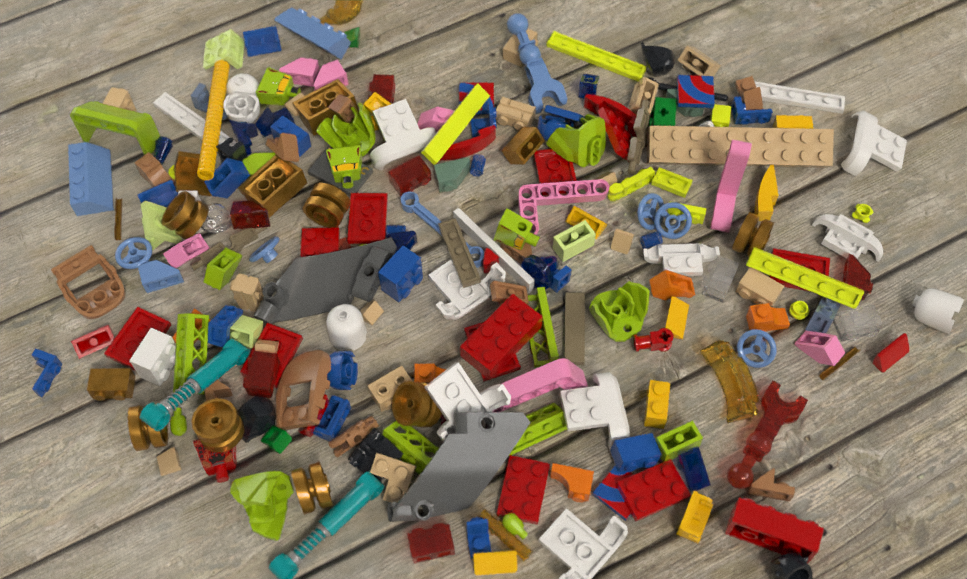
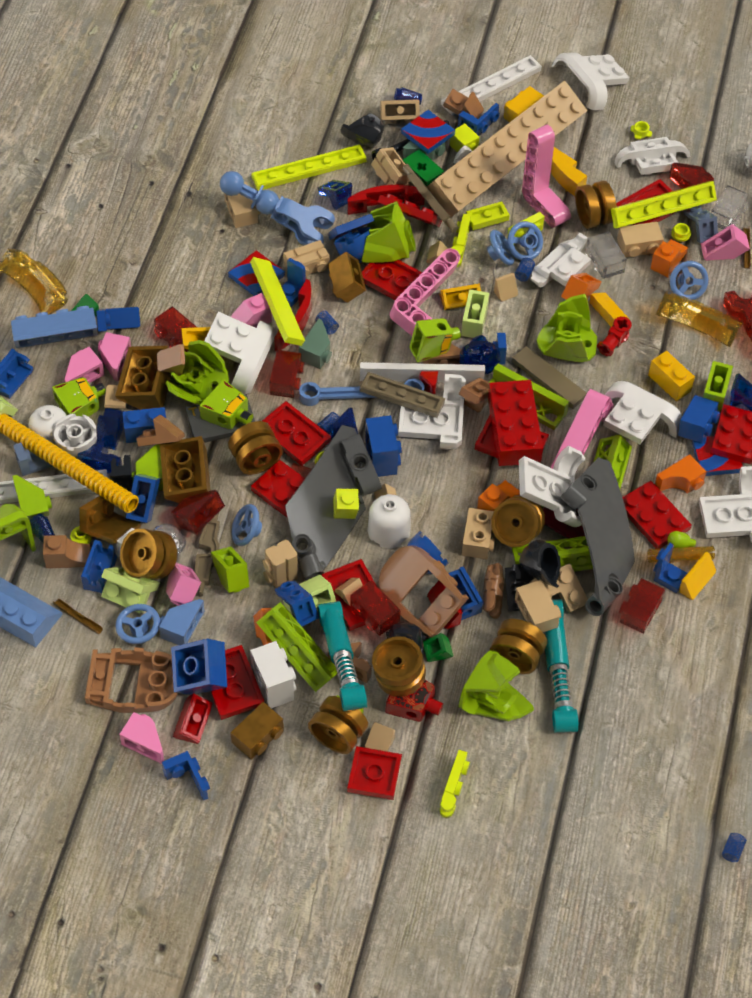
camera: 50 degrees left, 5 degrees down
(52, 324) = (141, 736): none -> bright pink slope
(120, 311) = (199, 667): none -> blue brick
(137, 479) = (374, 773): none -> red plate
(168, 536) = (454, 785): none -> neon yellow hinge
(174, 123) = (31, 498): none -> lime slope
(332, 290) = (345, 503): none -> neon yellow brick
(351, 474) = (537, 607): none -> tan brick
(357, 55) = (118, 318): none -> blue bracket
(387, 448) = (541, 562): none -> black helmet
(718, 56) = (406, 94): none -> clear blue cone

